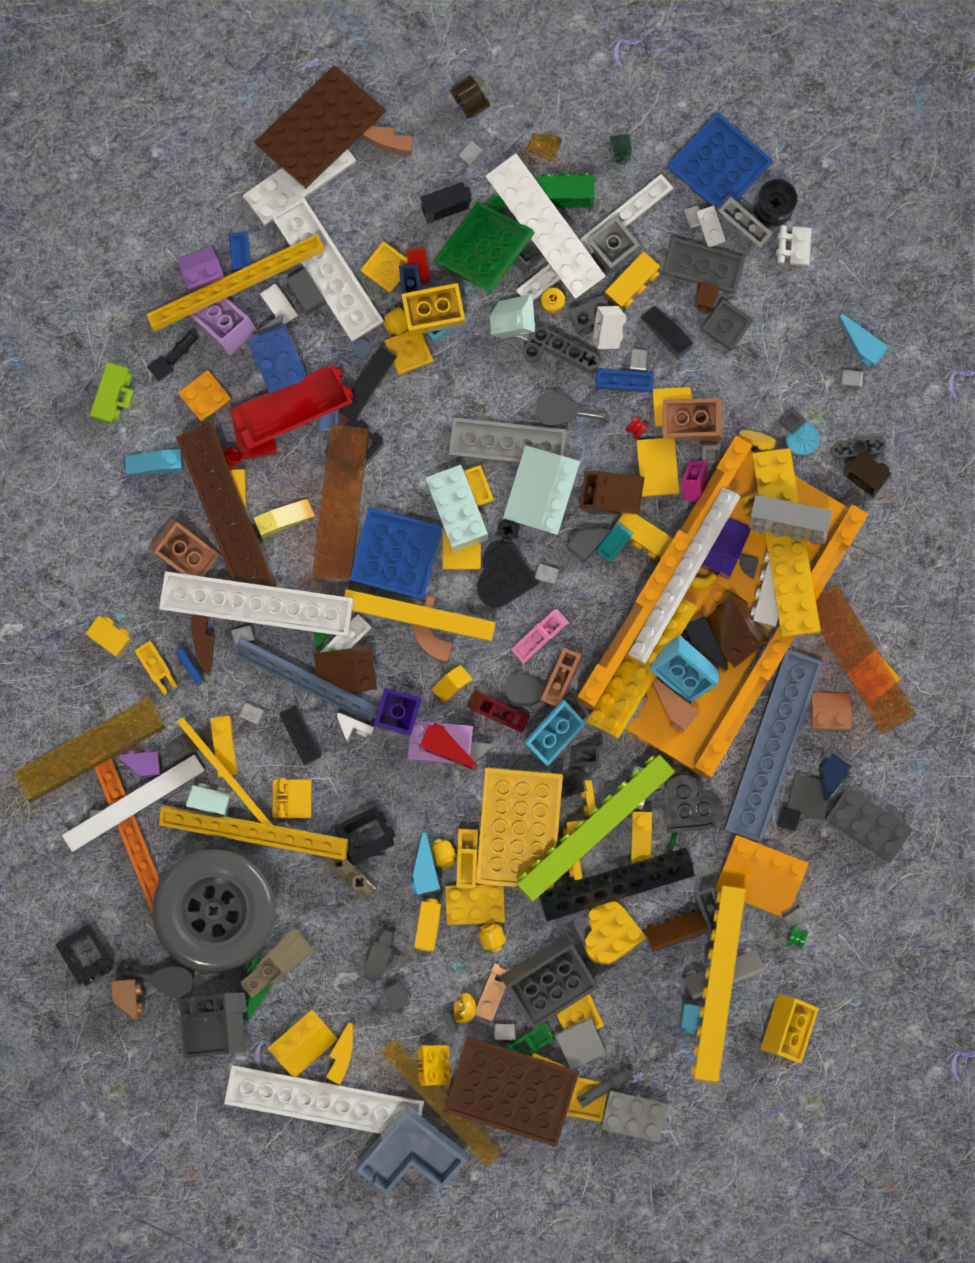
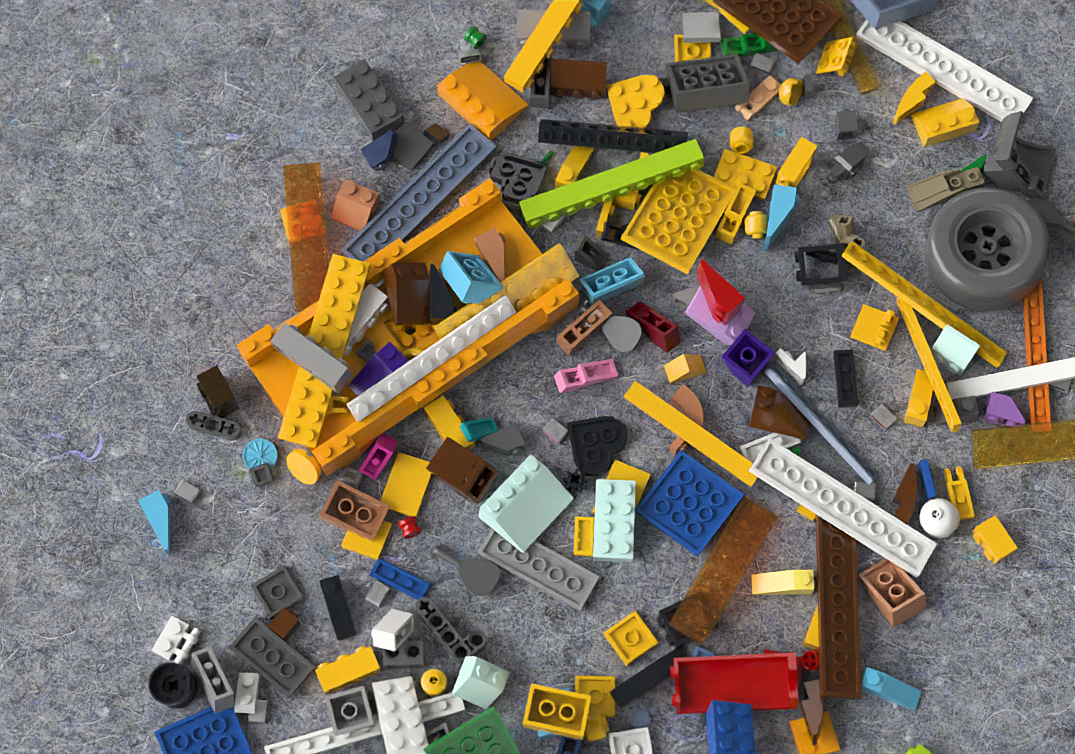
camera: 155 degrees left, 10 degrees down
(165, 635) = (944, 523): none -> white cylinder
(213, 411) = (813, 709): none -> reddish brown slope
(398, 414) = (630, 638): none -> yellow tile

